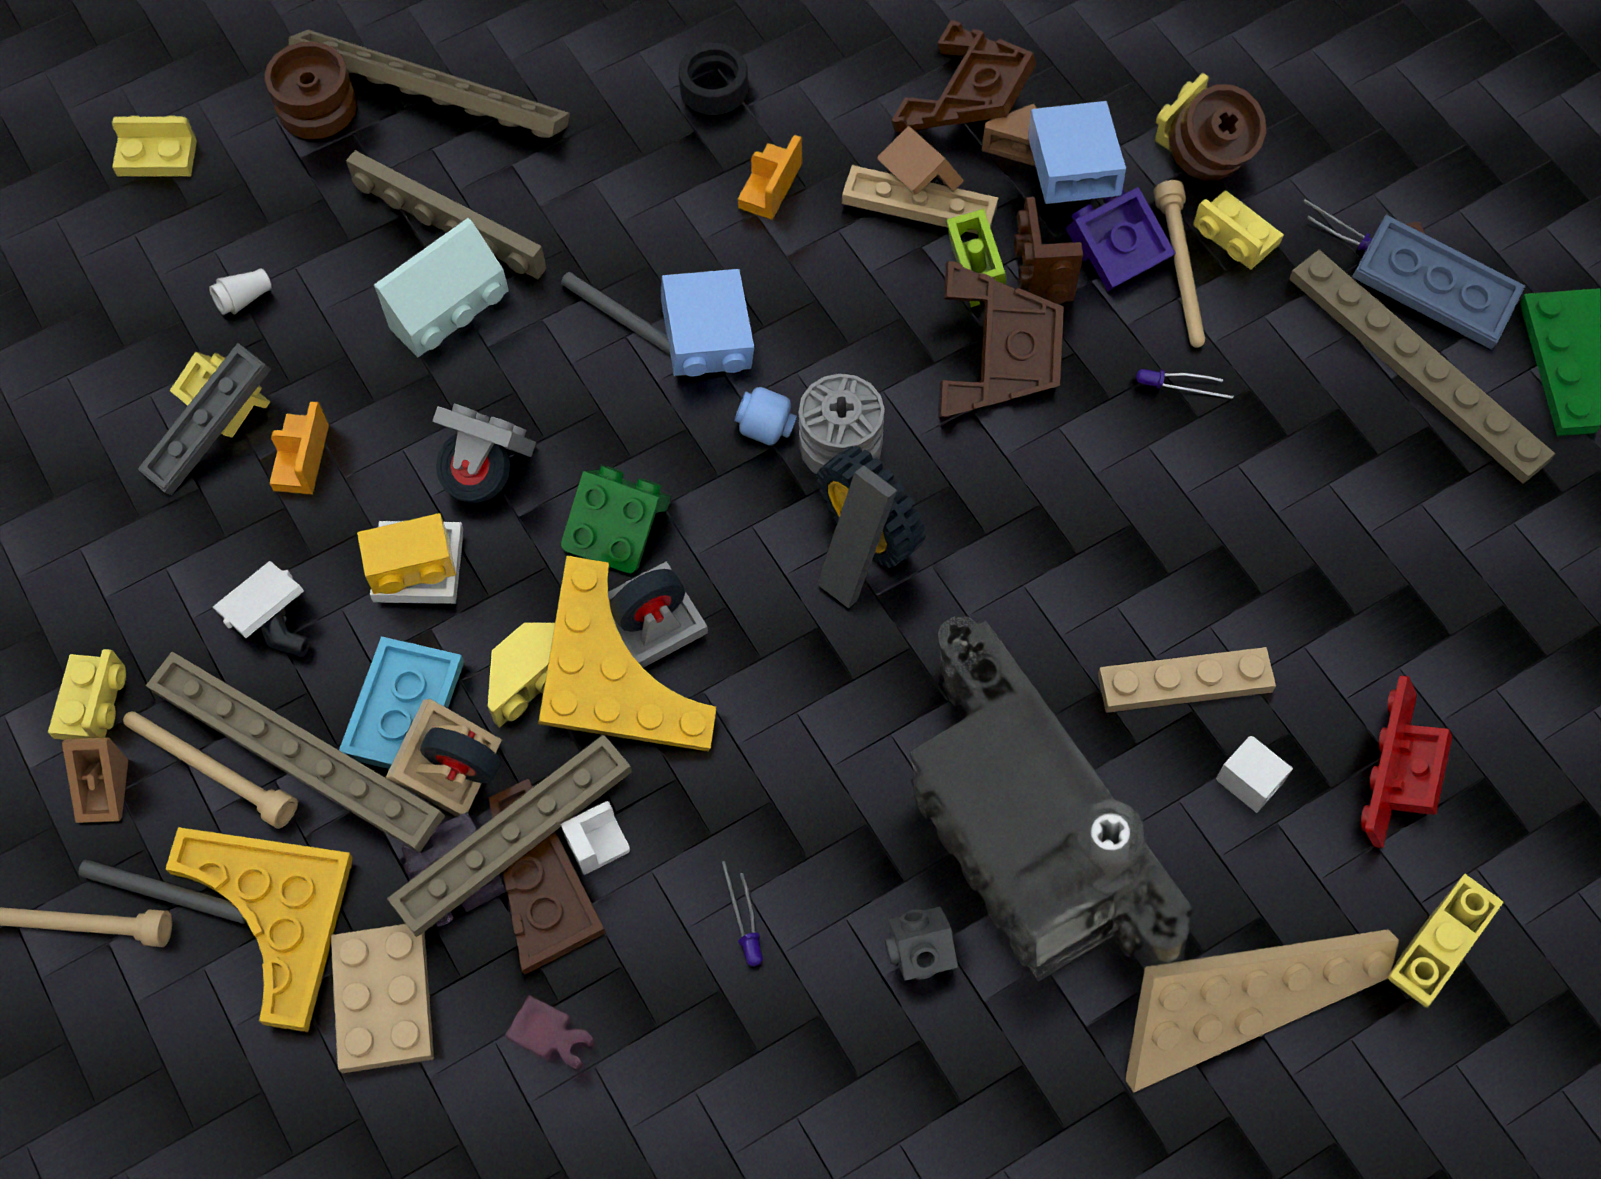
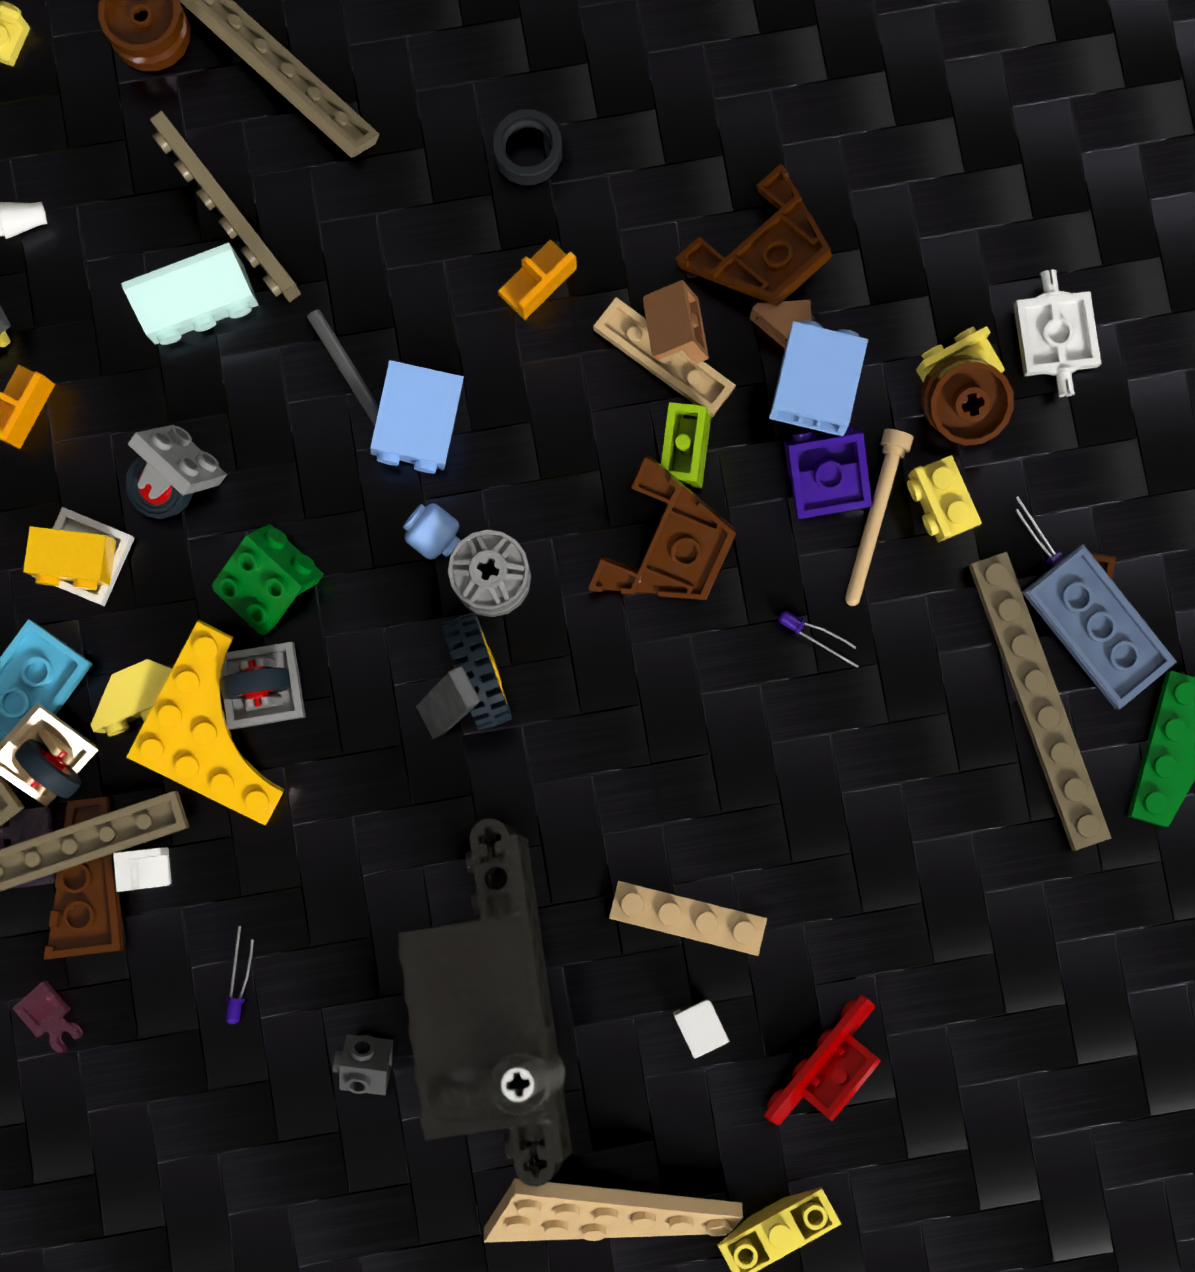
camera: 20 degrees right, 20 degrees up
(1047, 268) = (741, 490): reddish brown bracket -> none
(1267, 65) = (1057, 333): none -> white plate

